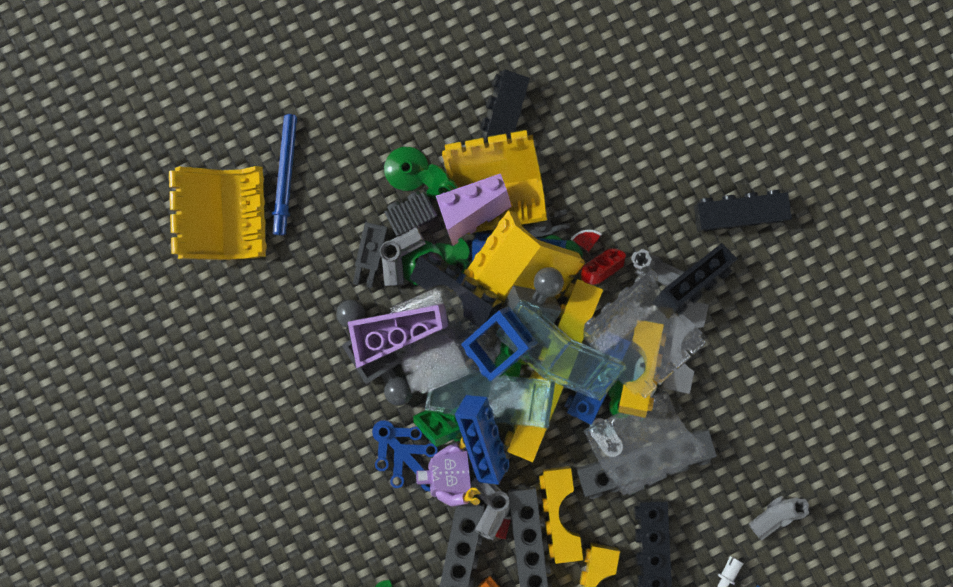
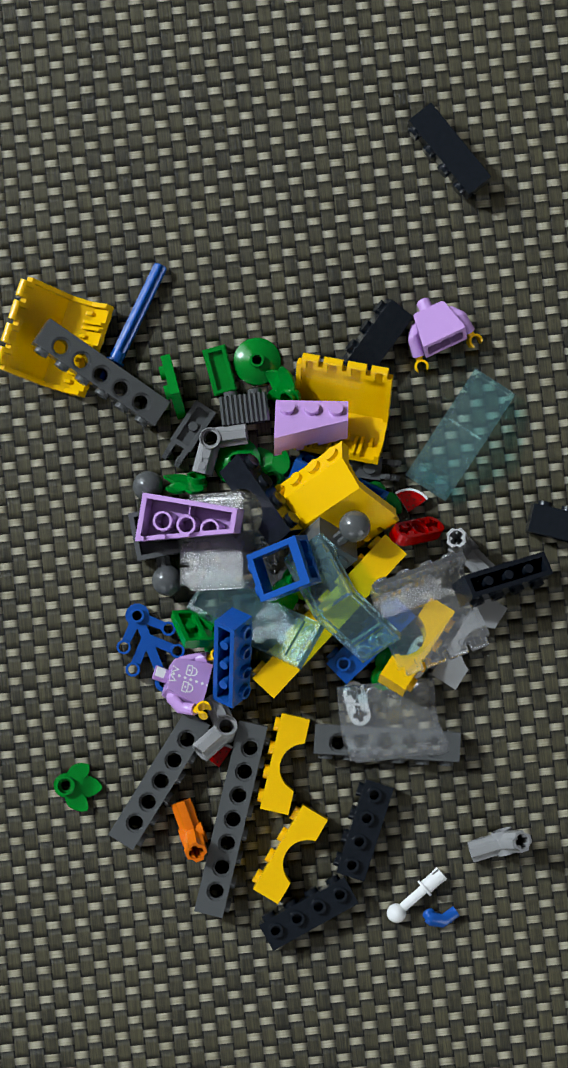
camera: 20 degrees right, 0 degrees up
(329, 238) = (153, 402): none -> dark grey brick
(340, 220) = (172, 389): none -> green wing
(376, 188) = (219, 370): none -> green tile
(389, 297) = (192, 483): none -> green plate
(555, 81) = (437, 329): none -> lavender torso
(609, 167) = (460, 434): none -> clear light blue windscreen

